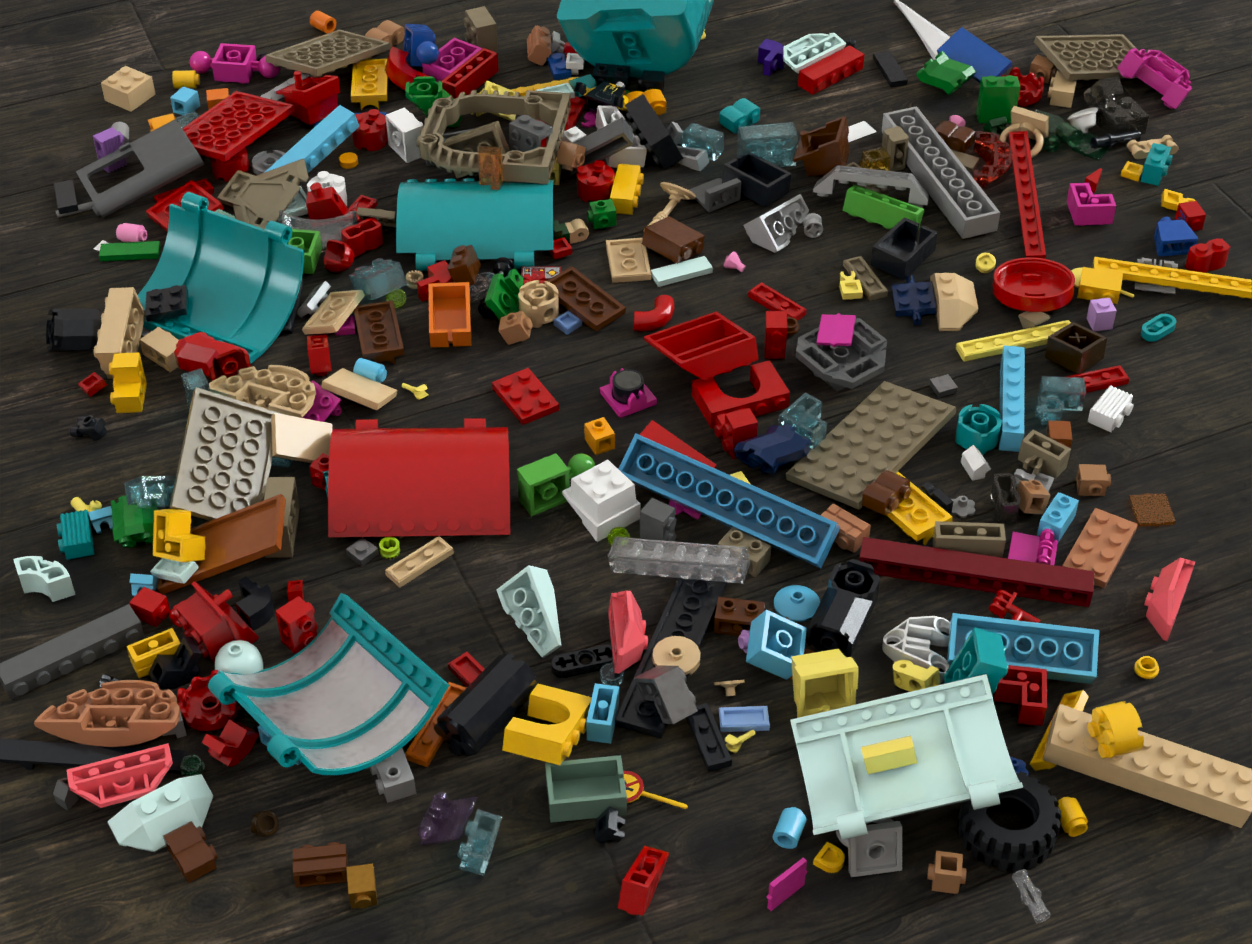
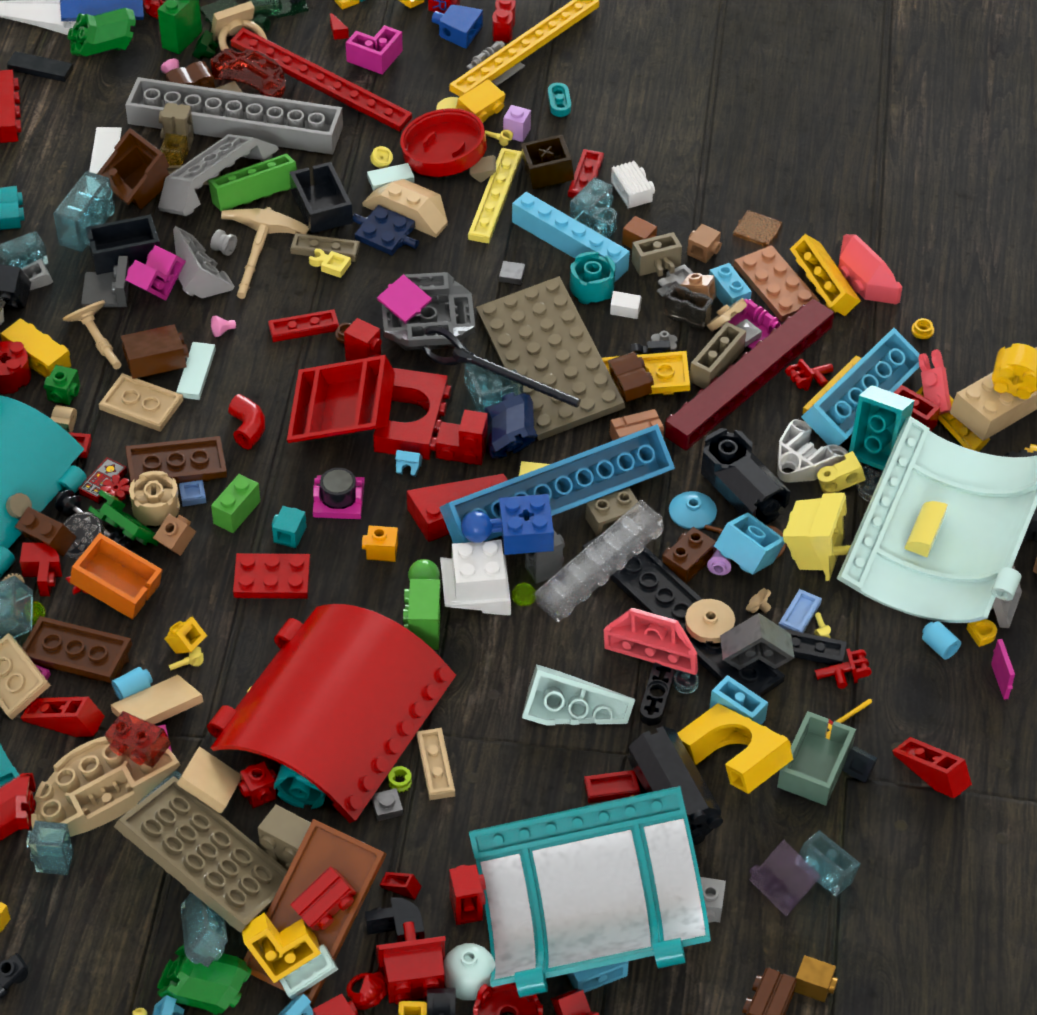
camera: 60 degrees left, 5 degrees up
(224, 538) = (324, 899): none -> red brick
(302, 383) = (137, 739): none -> clear red brick
(428, 373) = (185, 636): none -> yellow brick
(471, 238) = (17, 505): none -> dark tan tile
(571, 344) = (235, 503): none -> bright green brick
(574, 381) = (289, 526): none -> teal brick
(649, 486) = (523, 523): none -> blue brick
(692, 414) = (406, 458): none -> medium azure tile
(709, 775) = (856, 664): none -> red arm
(738, 206) = (158, 273): none -> dark pink brick
(809, 386) = (463, 355): none -> black piece
(855, 236) = (264, 222): none -> tan piece
(981, 281) = (384, 176): none -> light aqua tile
(1017, 548) = (752, 332): none -> light grey tile
(1020, 524) = (726, 313): none -> tan plate
(1078, 690) = (935, 381): none -> coral hinge
(1082, 314) = (504, 137): none -> light yellow hand
(1134, 570) = (824, 275): none -> yellow brick

